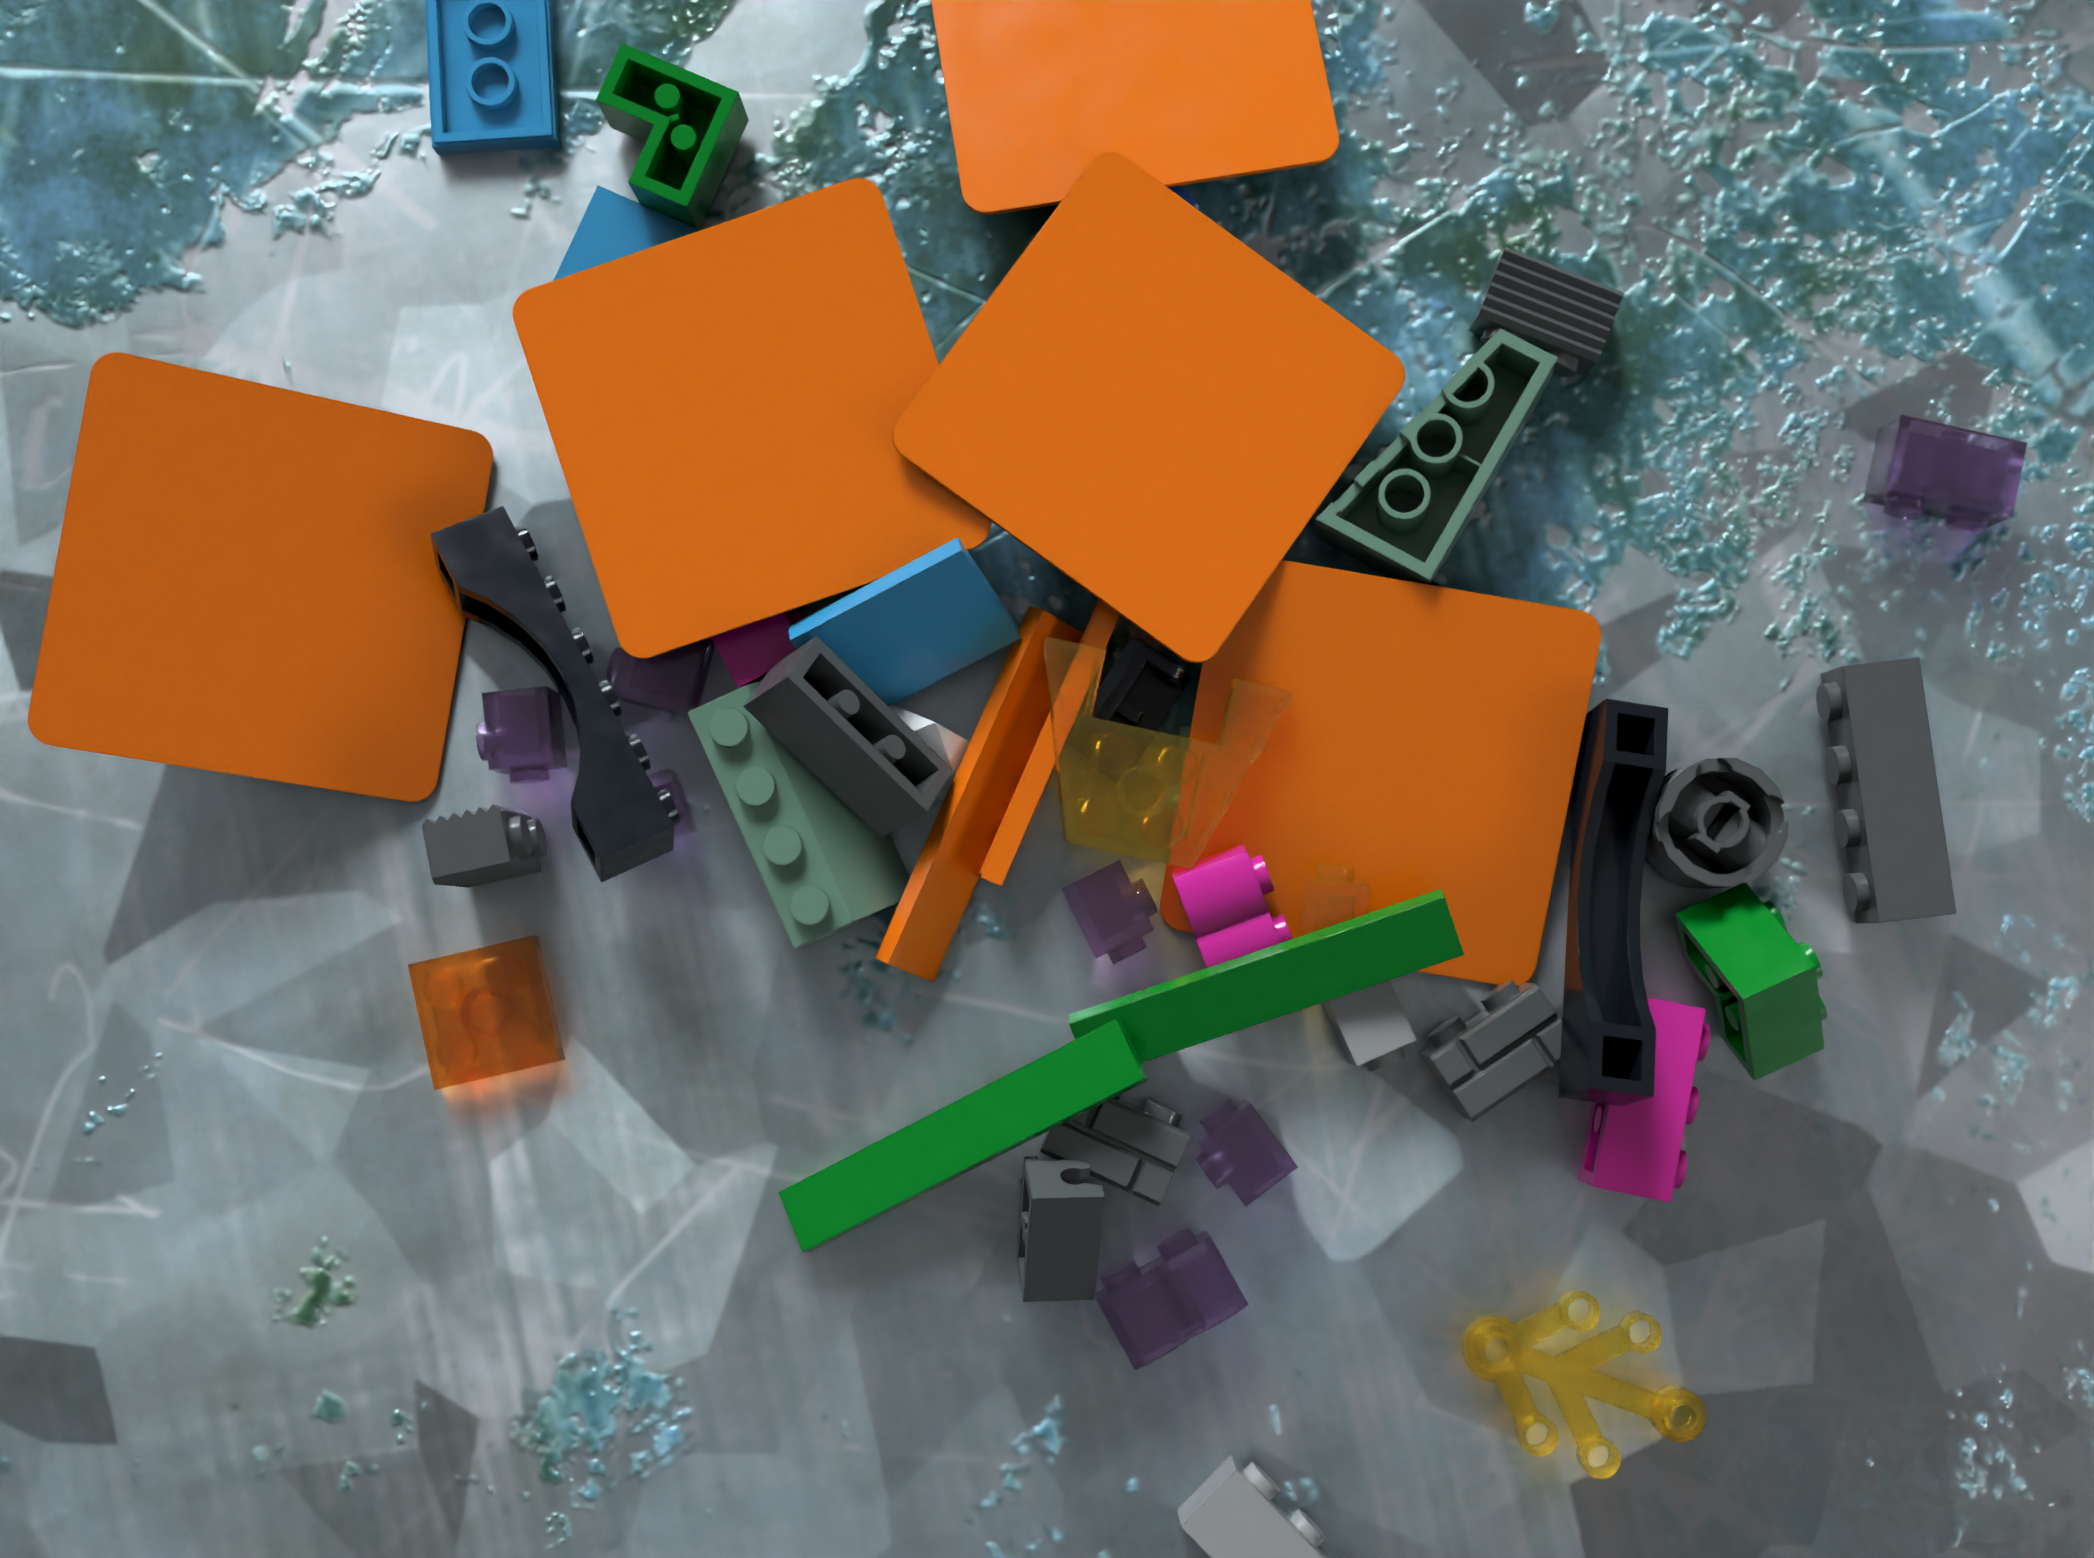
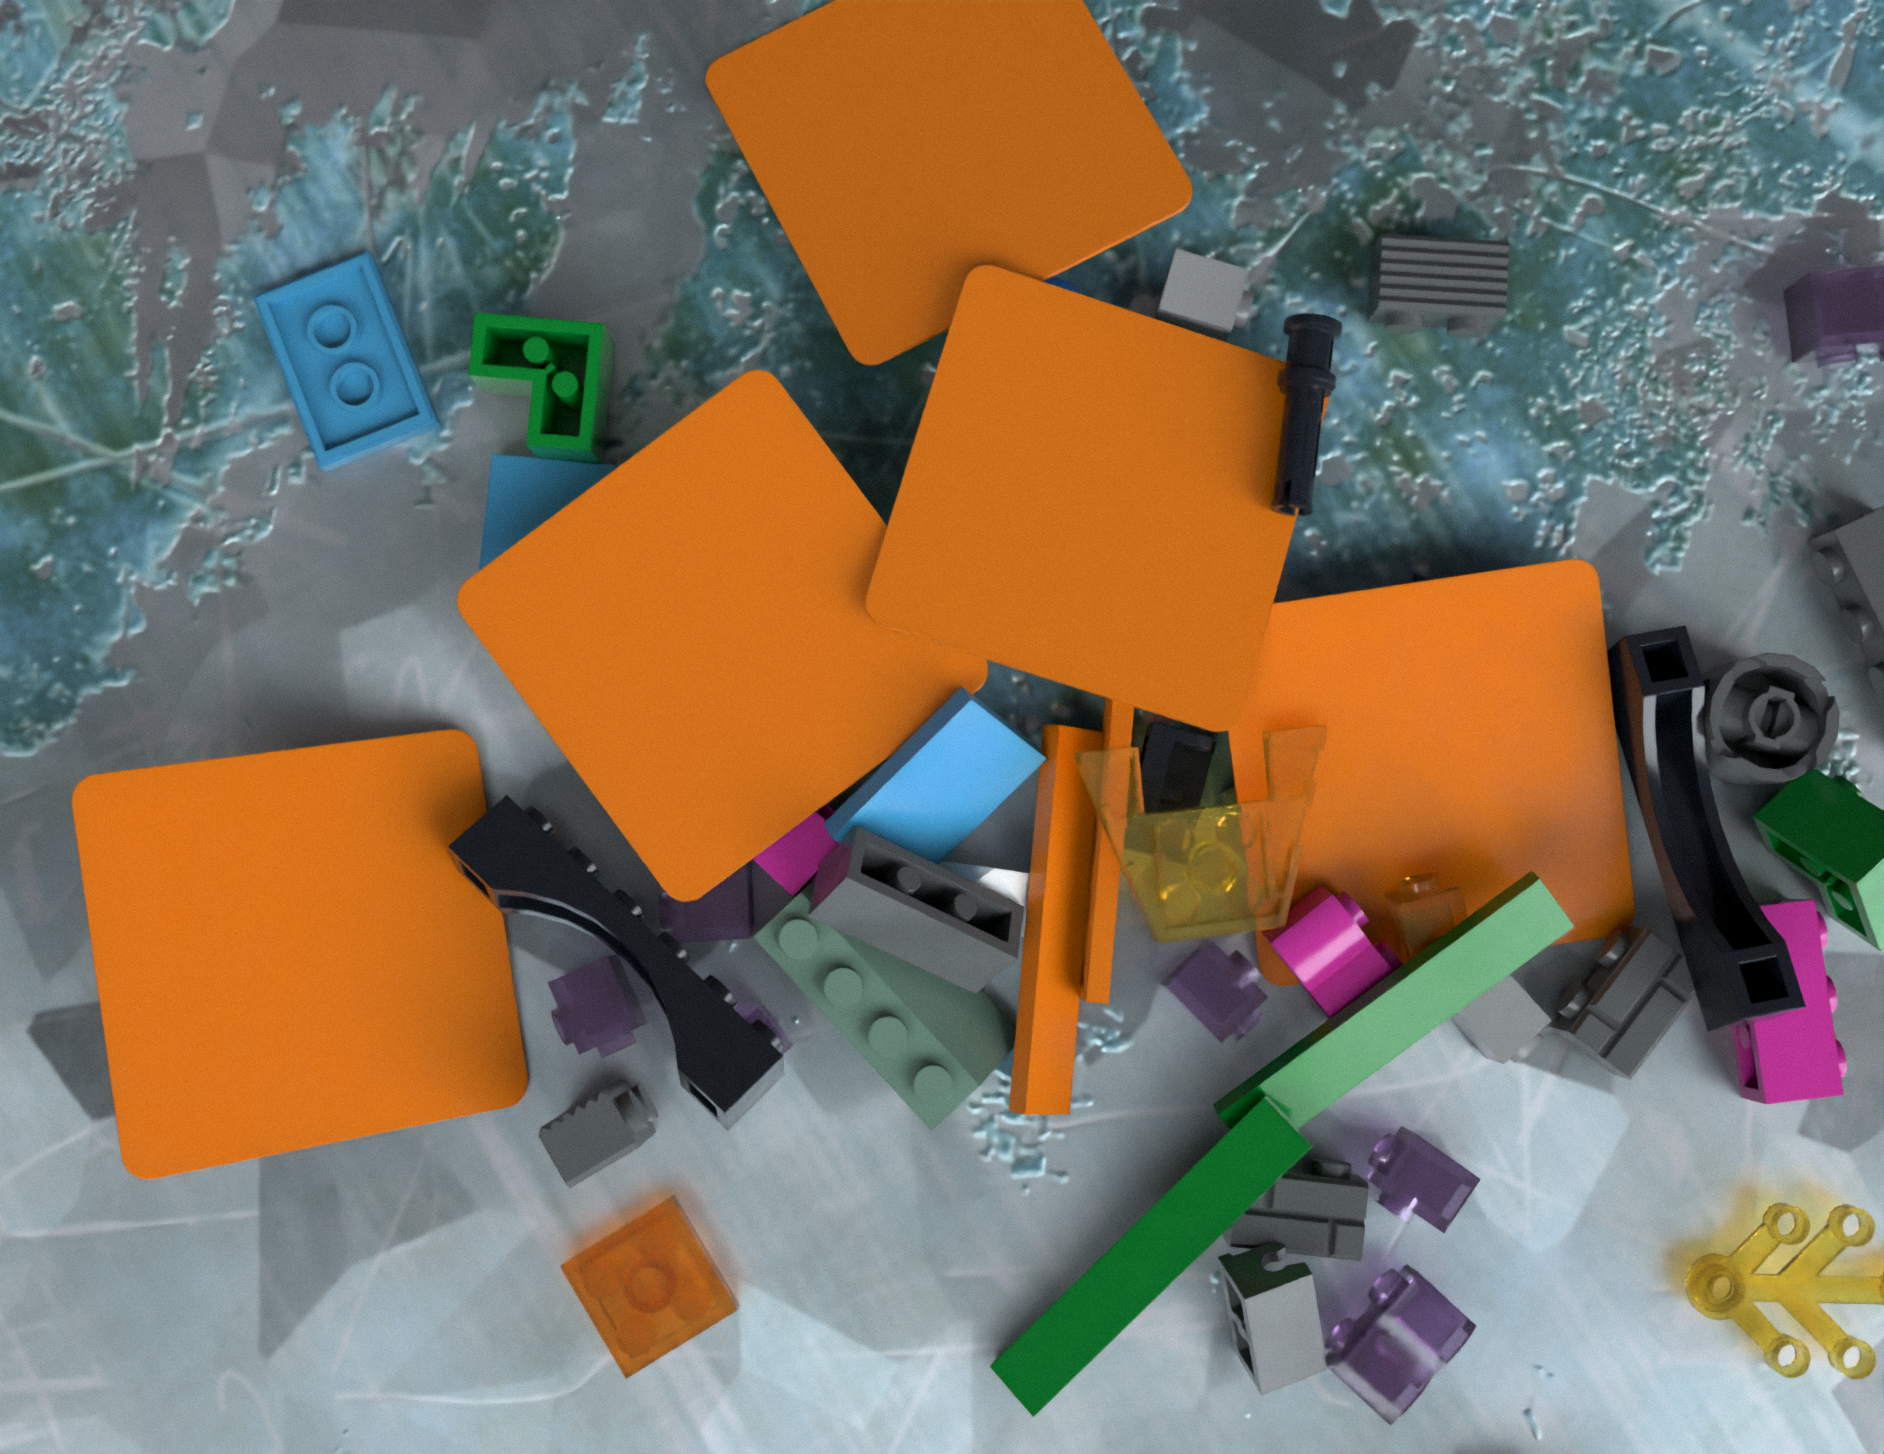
camera: 20 degrees left, 0 degrees up
(1318, 252) = (1204, 295): none -> light grey brick
(1382, 363) = (1305, 385): none -> black pin
(1428, 483) = (1386, 480): sand green wedge -> none

